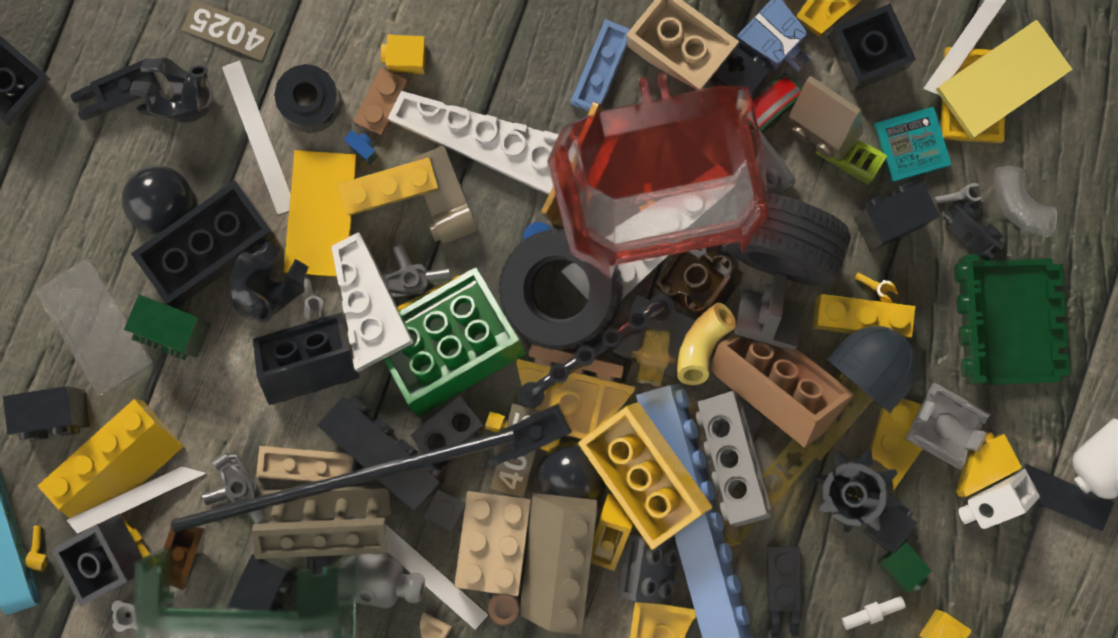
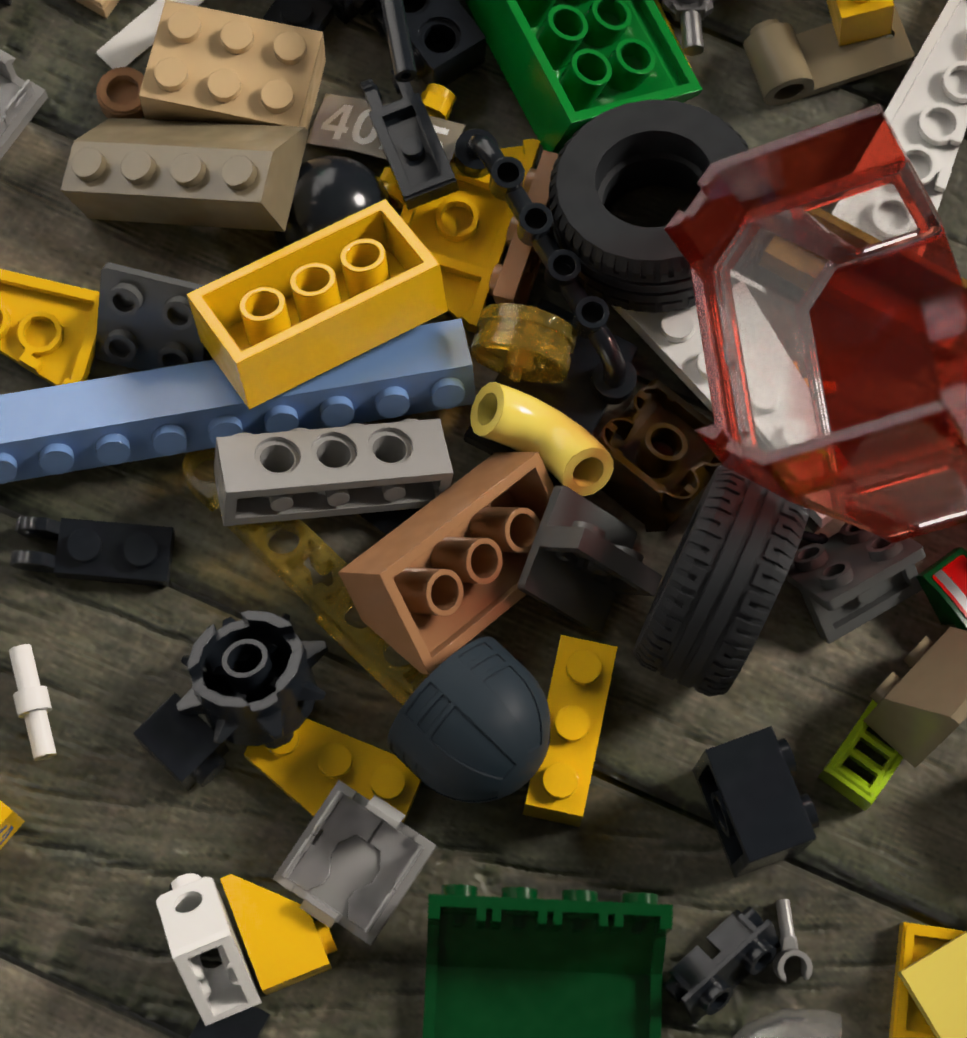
camera: 95 degrees right, 10 degrees down
(610, 534) = (216, 252): yellow slope -> none
(880, 288) = (621, 775): yellow hand -> none
(905, 568) = (104, 762): dark green brick -> none
(912, 144) = (890, 864): teal tile -> none

